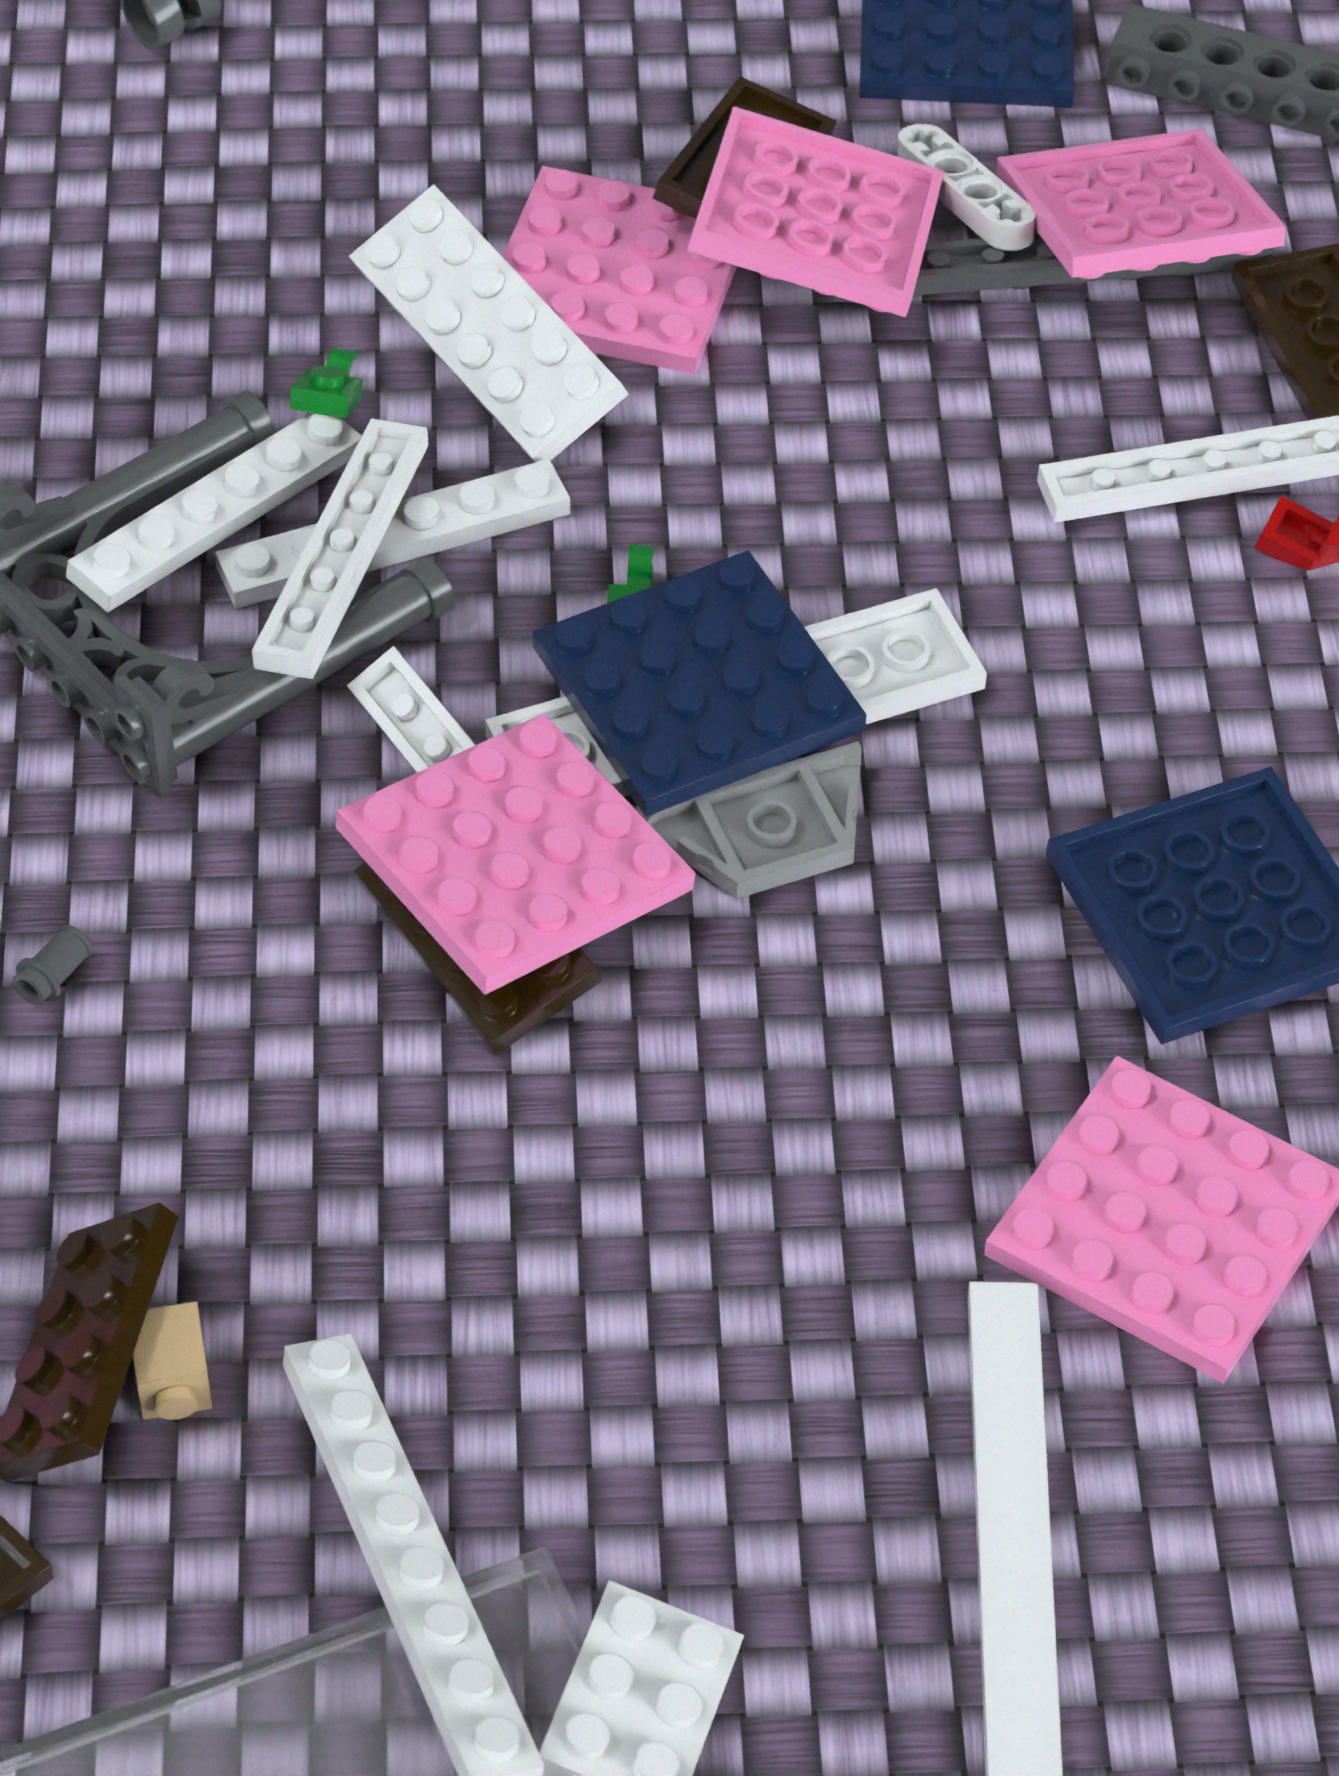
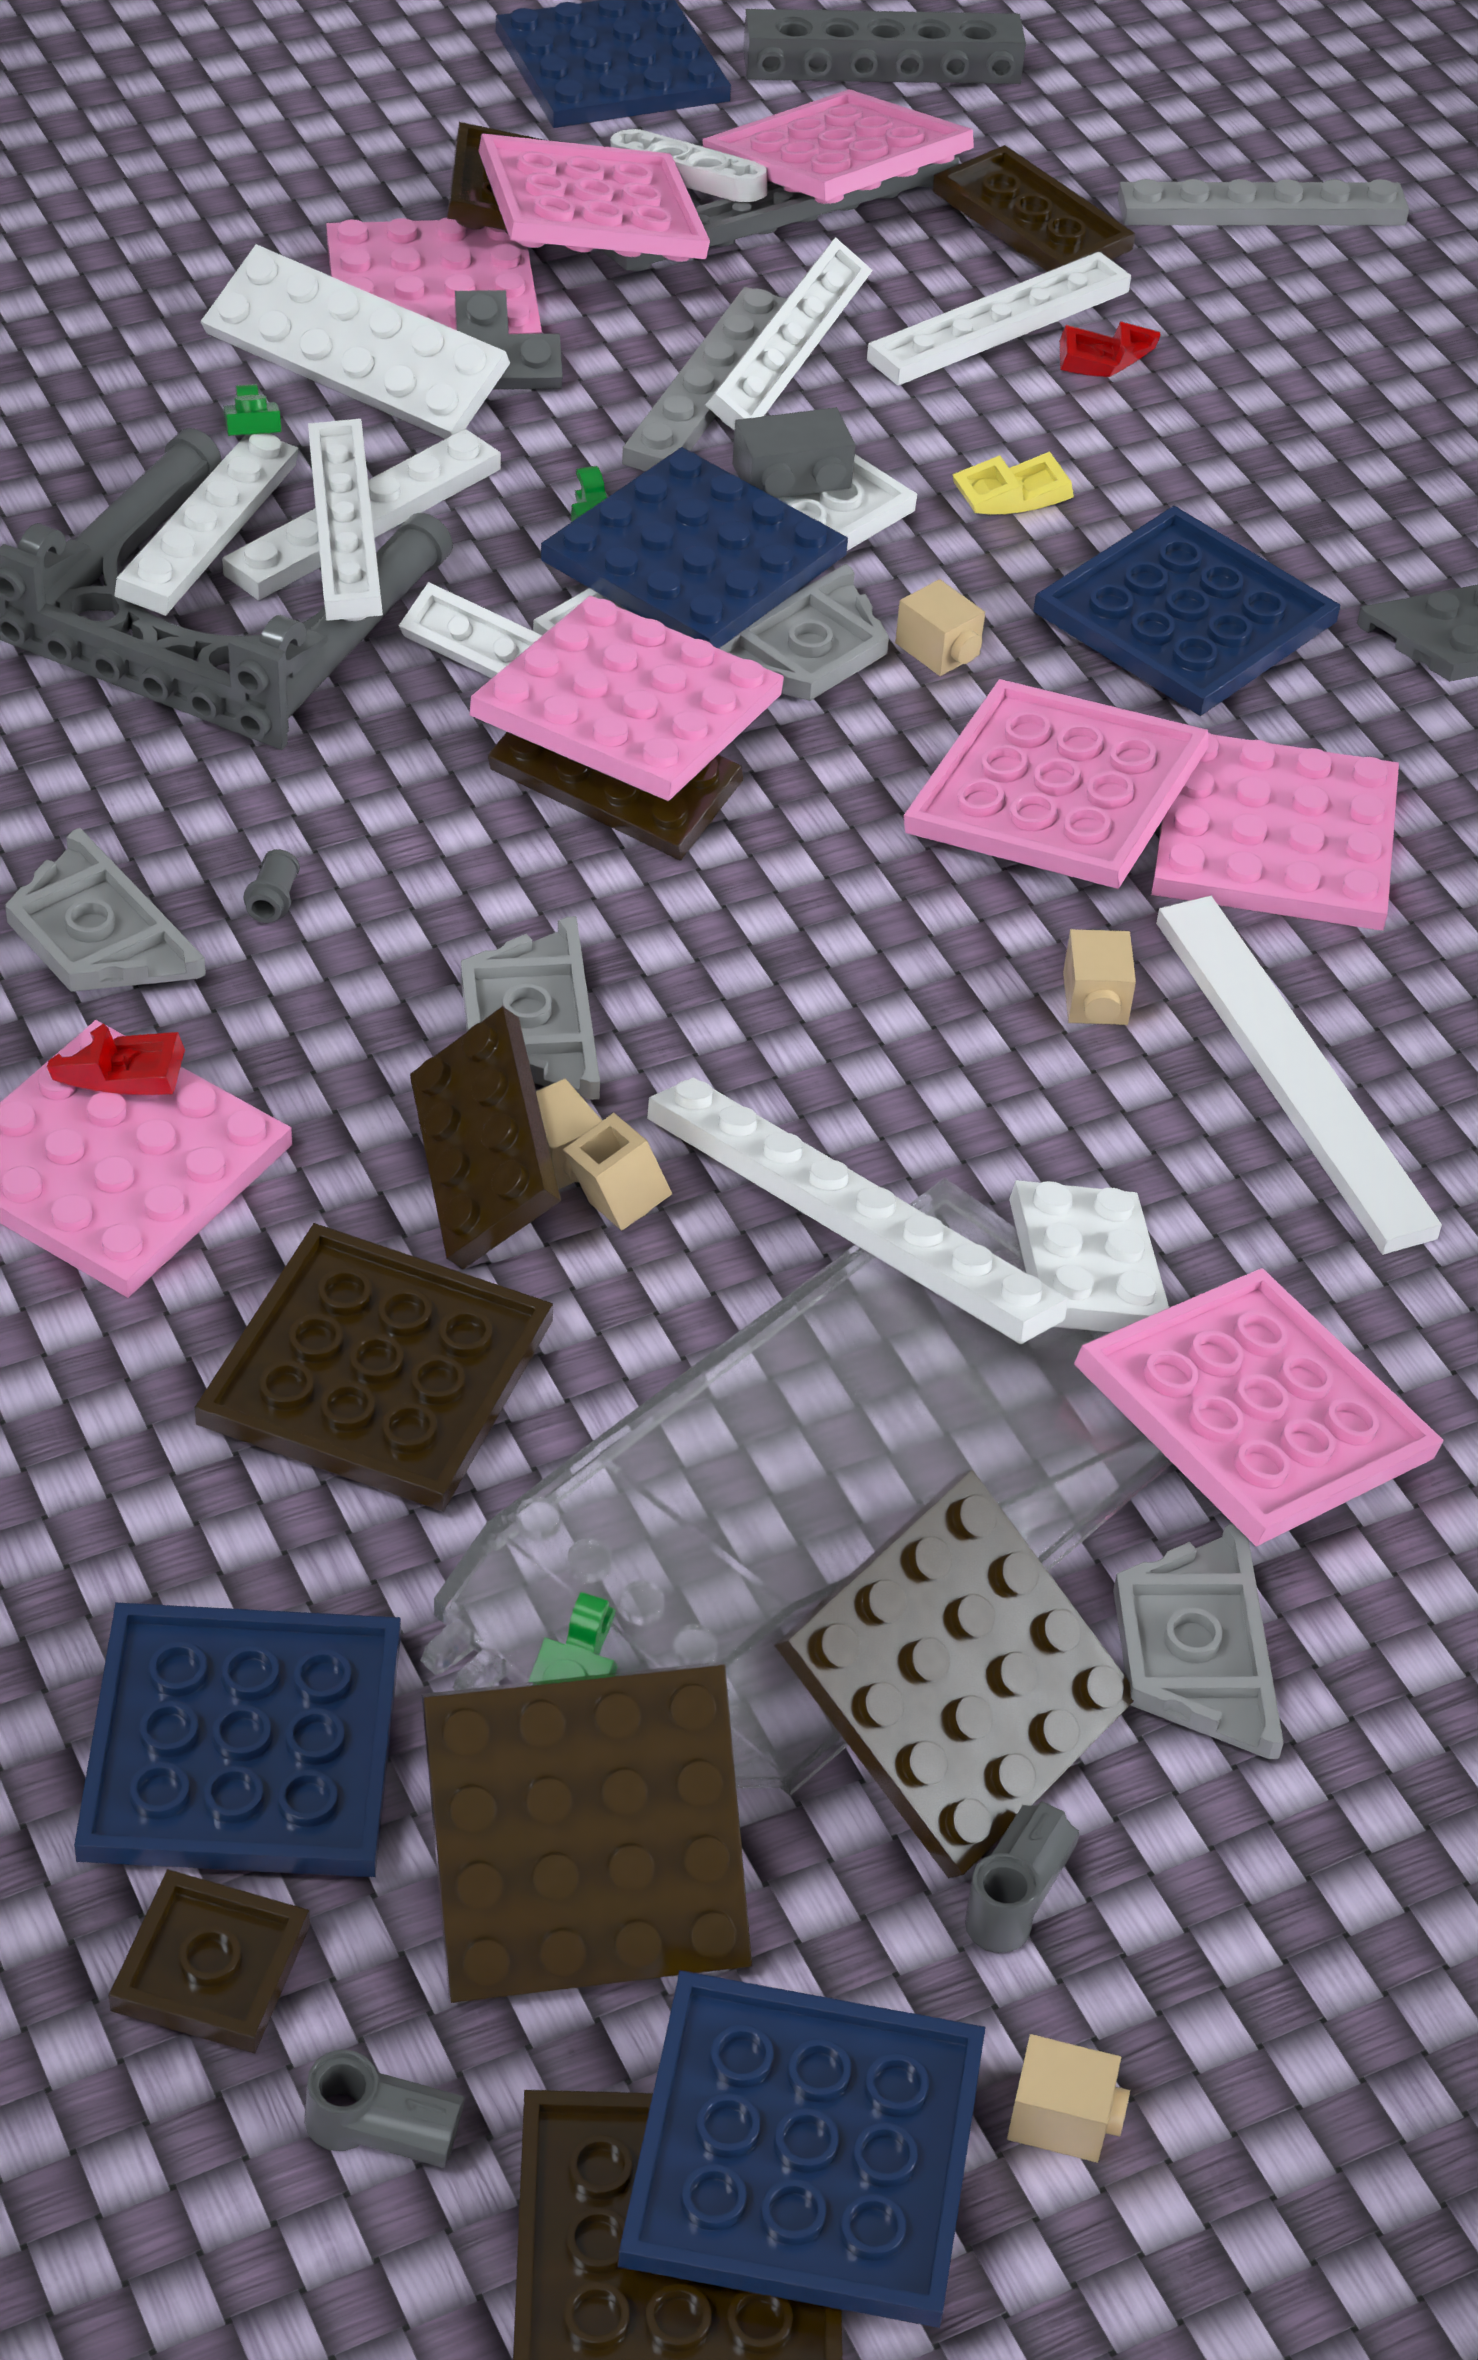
camera: 25 degrees left, 5 degrees down
(194, 1430) = (617, 1171): none -> tan brick
(234, 1195) = (548, 992): none -> light grey wing
(655, 386) = (532, 357): none -> dark grey plate
(847, 461) = (681, 411): none -> light grey plate
(849, 1350) = (1099, 977): none -> tan brick
(862, 592) = (795, 452): none -> dark grey brick
(920, 850) = (940, 627): none -> tan brick
(936, 1090) = (1057, 783): none -> bright pink plate
(958, 434) = (790, 335): none -> white plate
(1127, 691) = (1025, 487): none -> light yellow slope

